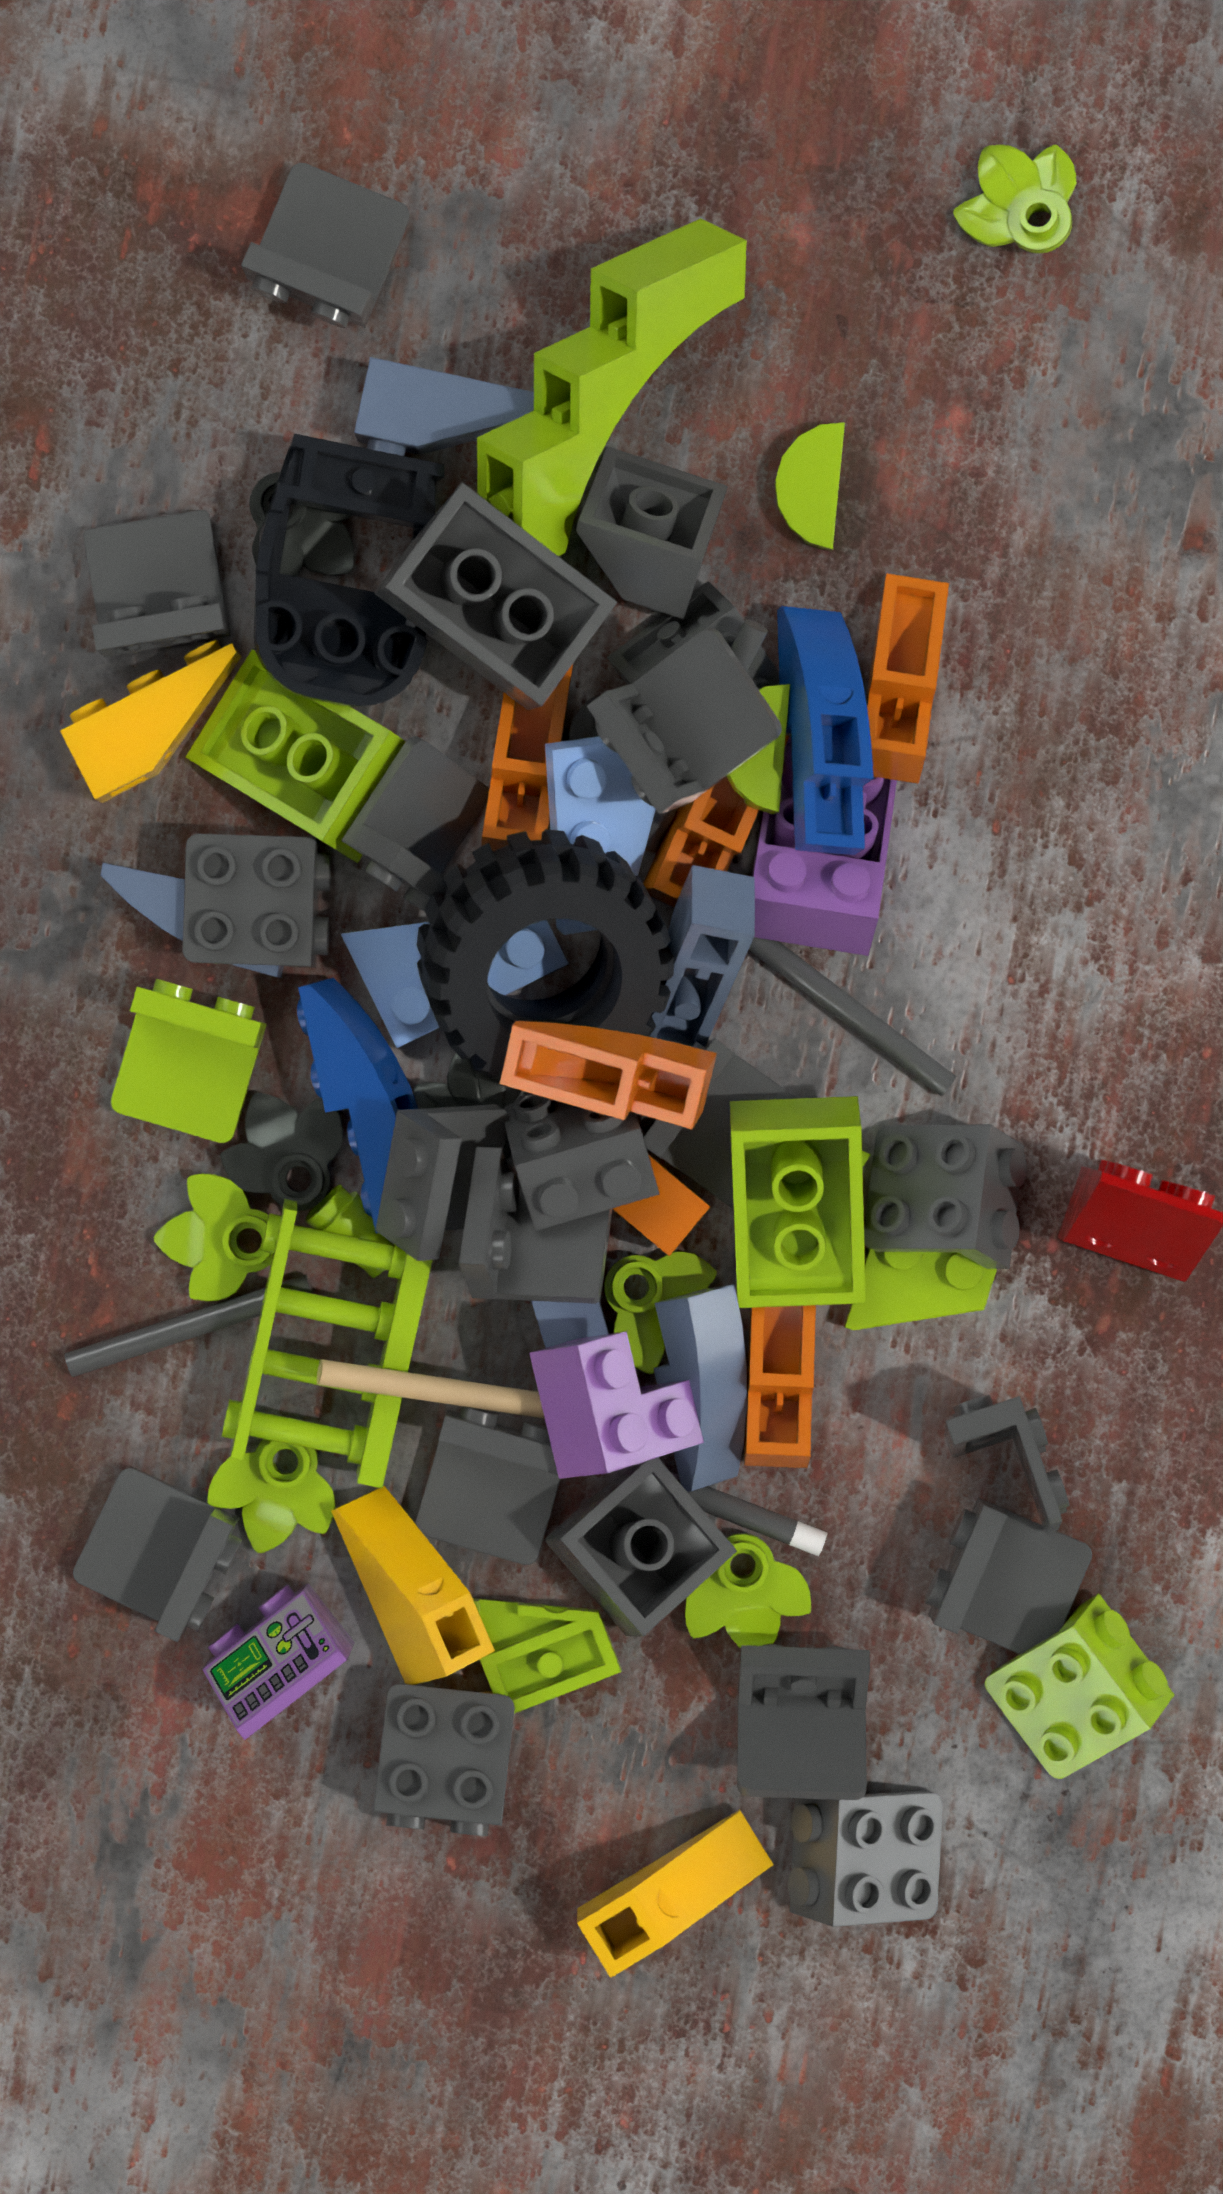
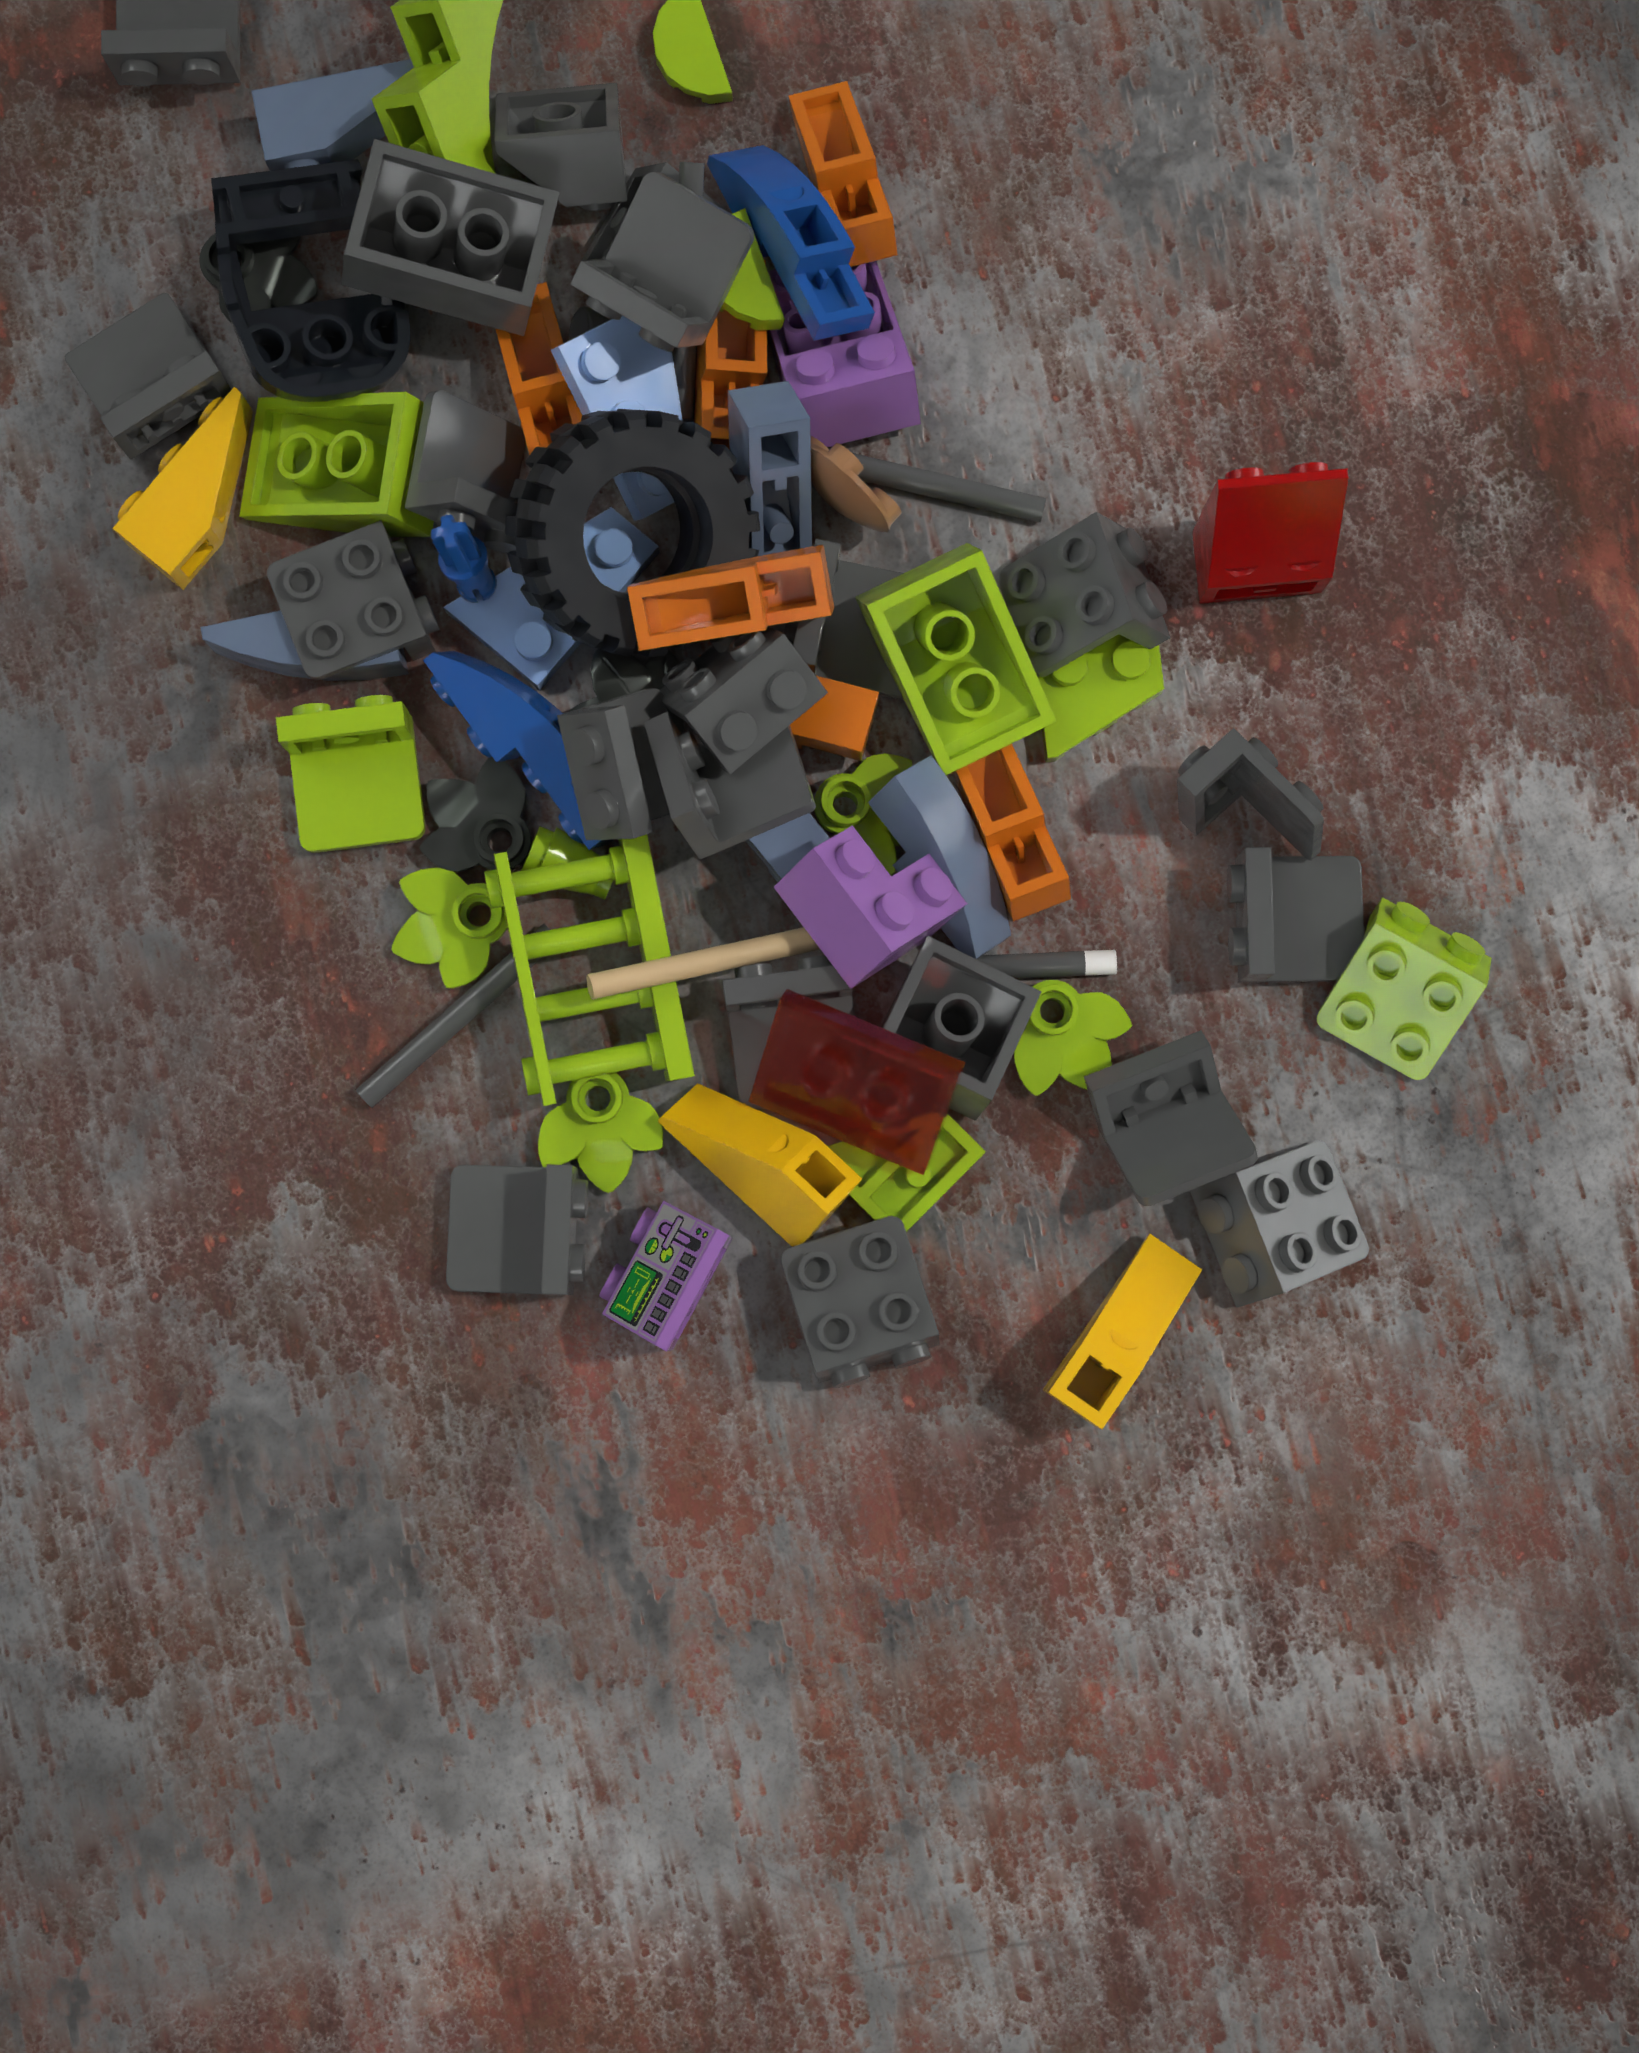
camera: 20 degrees left, 5 degrees down
(377, 911) = (463, 559): none -> blue axle
(527, 1562) = (856, 1081): none -> clear red tile
(766, 998) = (837, 482): none -> medium nougat dish

